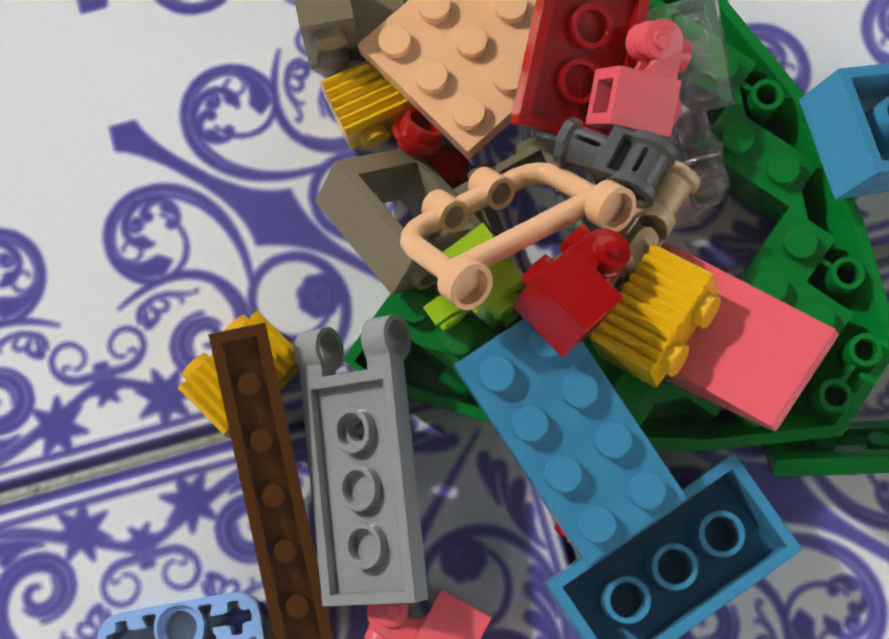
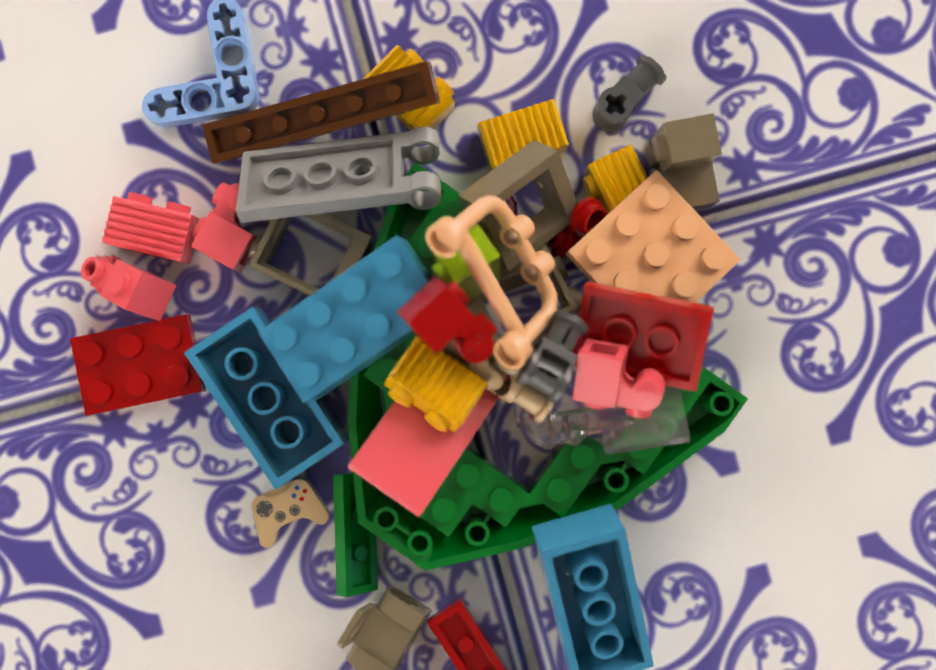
camera: 90 degrees right, 10 degrees up
(253, 91) = (627, 94): none -> dark grey connector
(305, 236) = (514, 130): none -> yellow brick
(495, 462) = (265, 247): none -> dark tan window
(825, 558) = (284, 505): none -> tan piece

